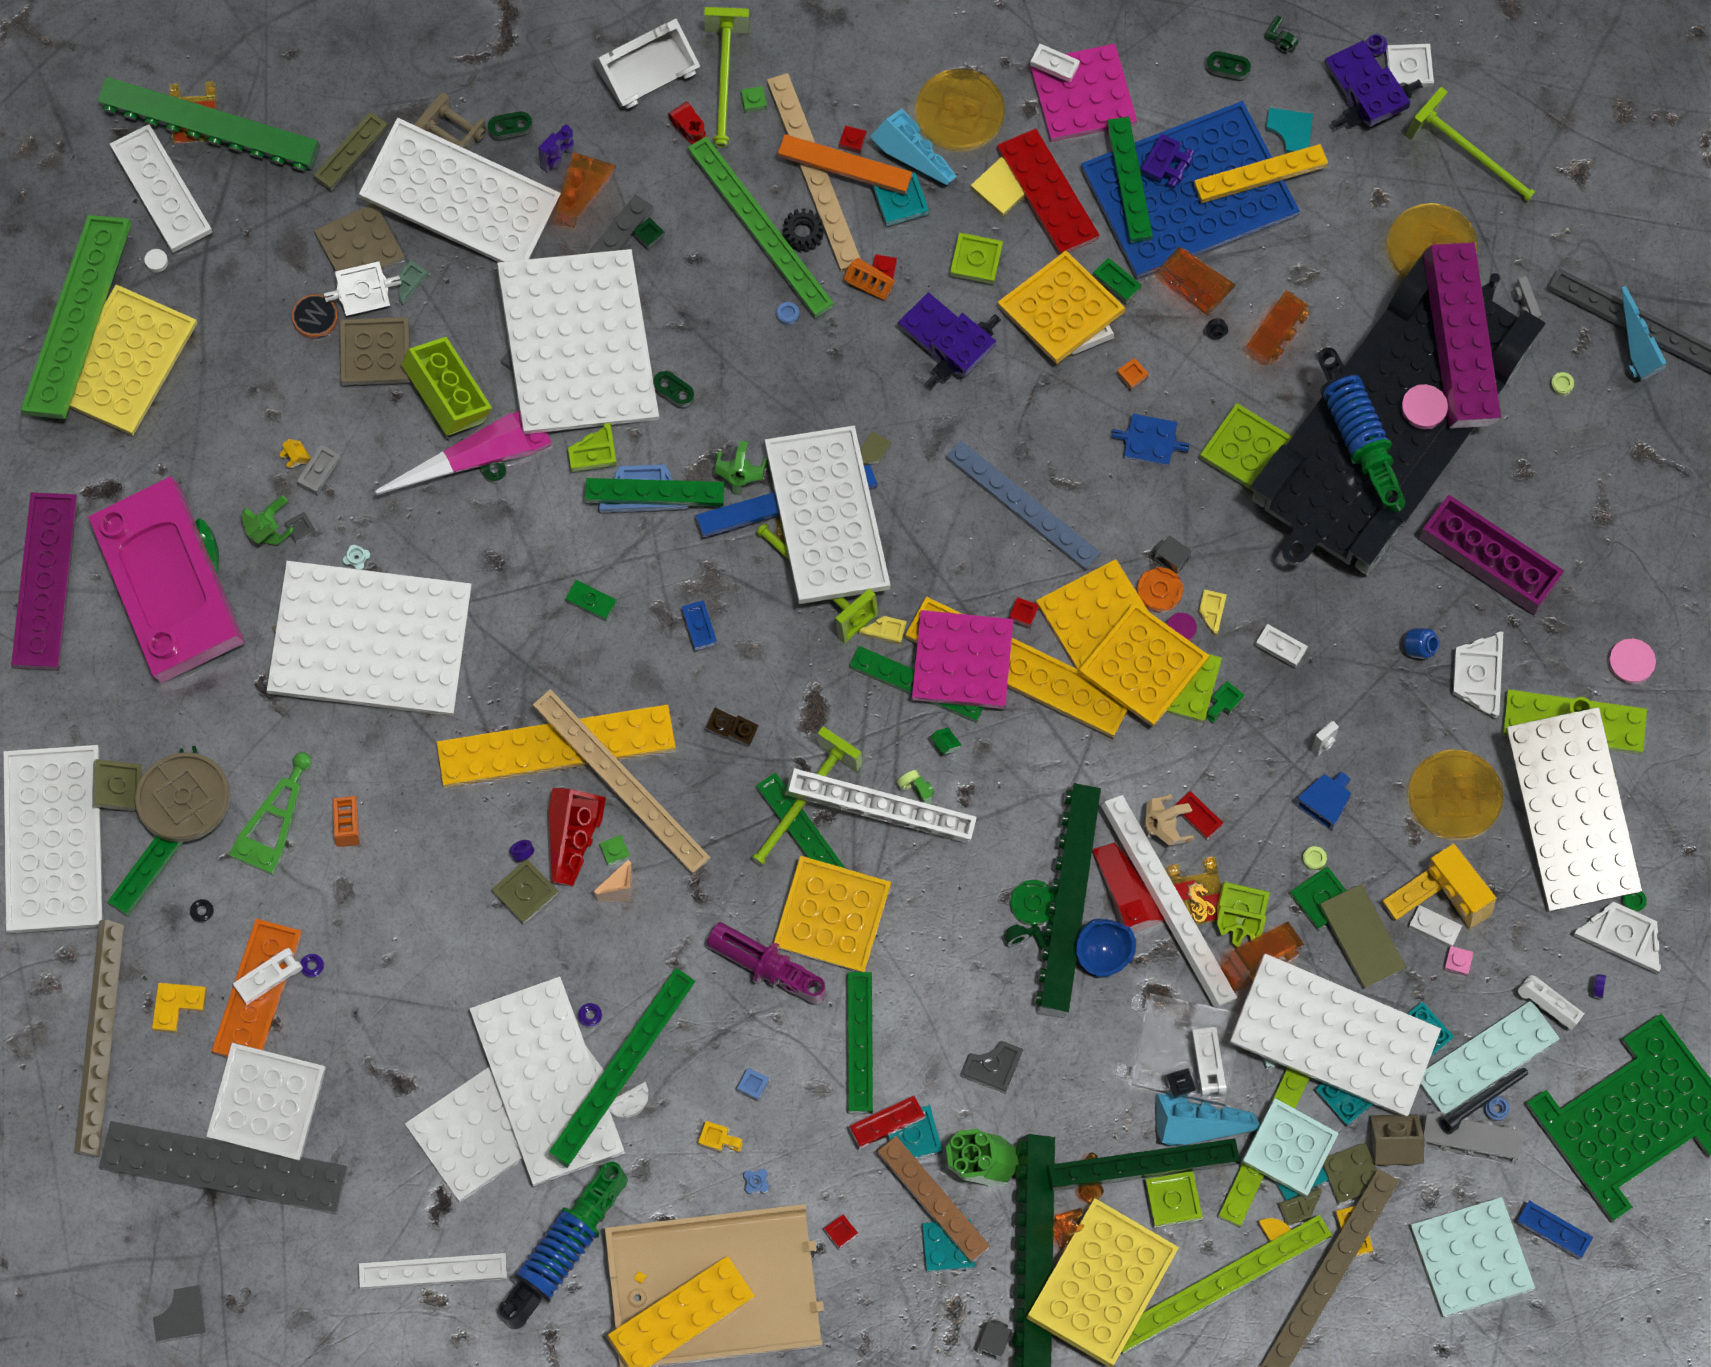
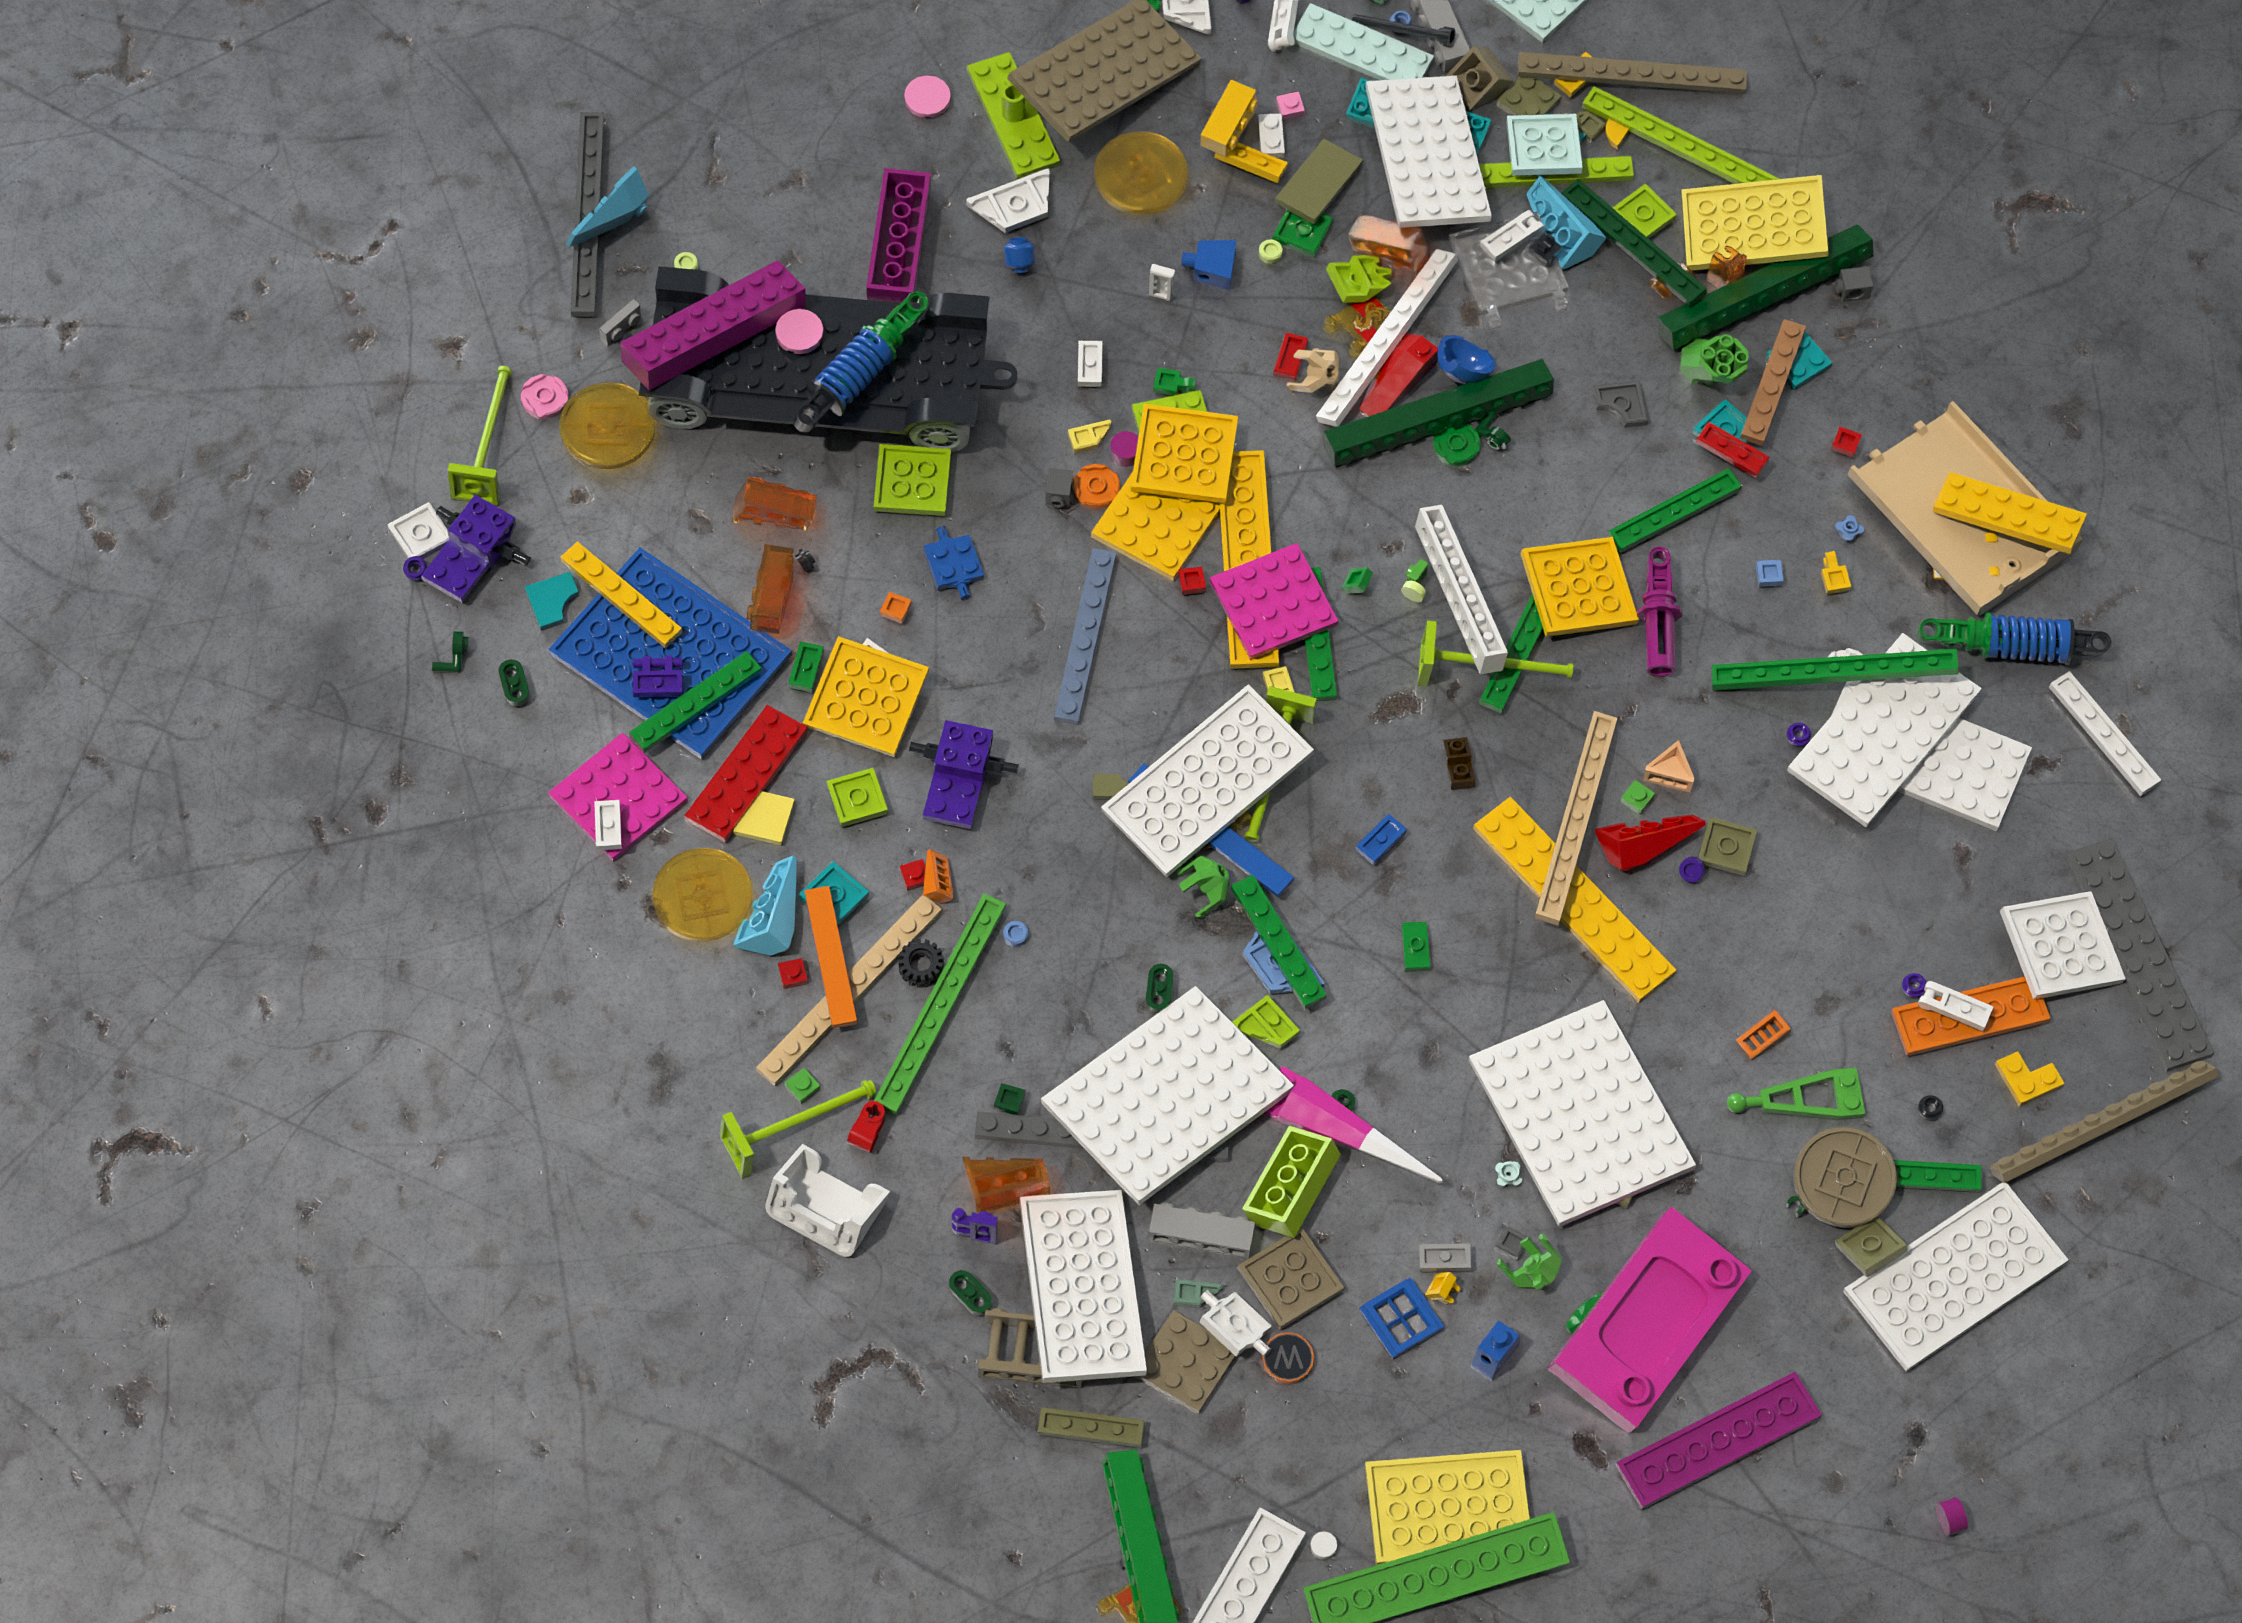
camera: 120 degrees left, 5 degrees down
(219, 457) = (1498, 1347): none -> blue torso
(293, 413) = (1401, 1318): none -> blue piece
(454, 306) = (1201, 1230): none -> light grey brick
(1489, 215) = (544, 396): none -> bright pink tile

